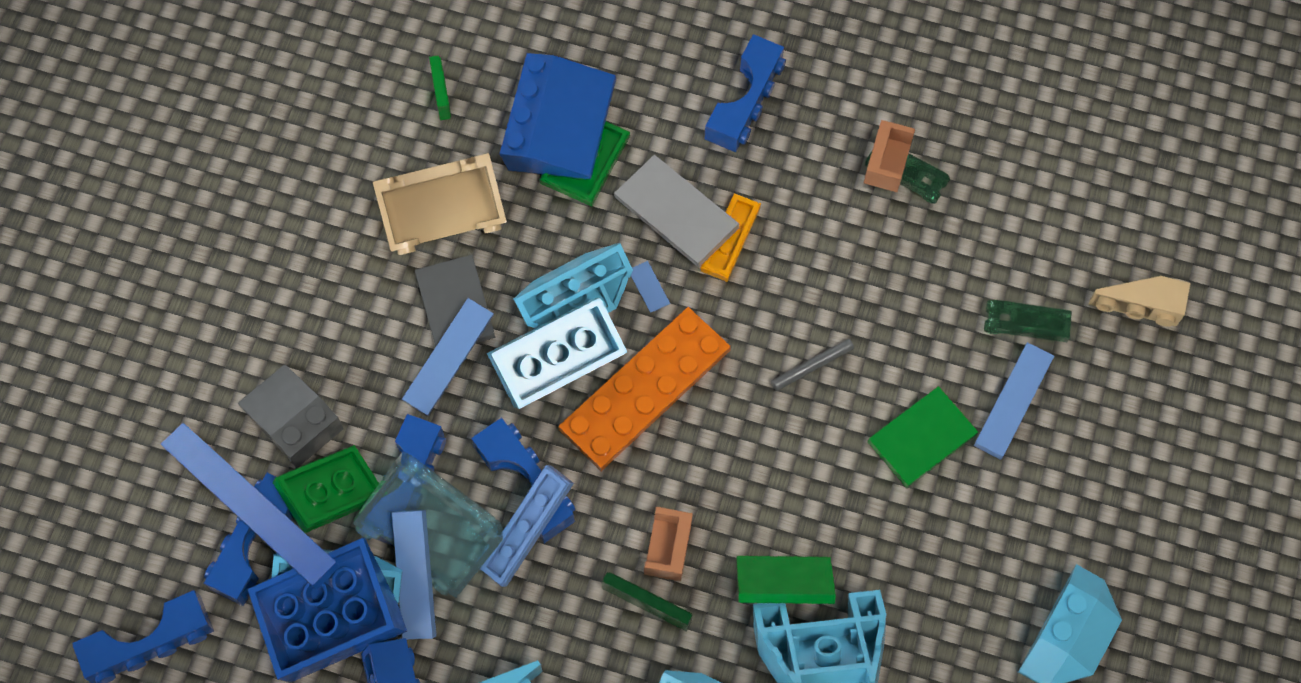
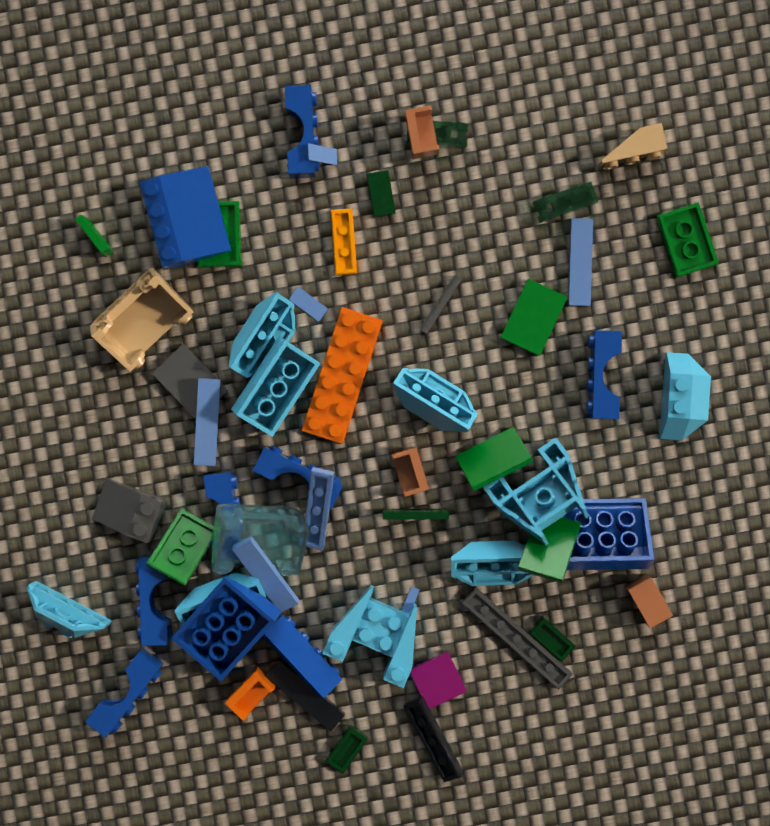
camera: 30 degrees left, 20 degrees up
(132, 498) = (64, 613): none -> medium azure wedge
(250, 506) = (141, 587): tile -> none
(676, 210) = (299, 243): light grey tile -> none
(744, 468) = (434, 399): none -> medium azure wedge
(757, 127) = (322, 154): none -> medium blue sticker
(804, 205) = (381, 194): none -> dark green tile
(964, 582) = (602, 402): none -> blue arch
(1164, 440) = (687, 240): none -> green tile

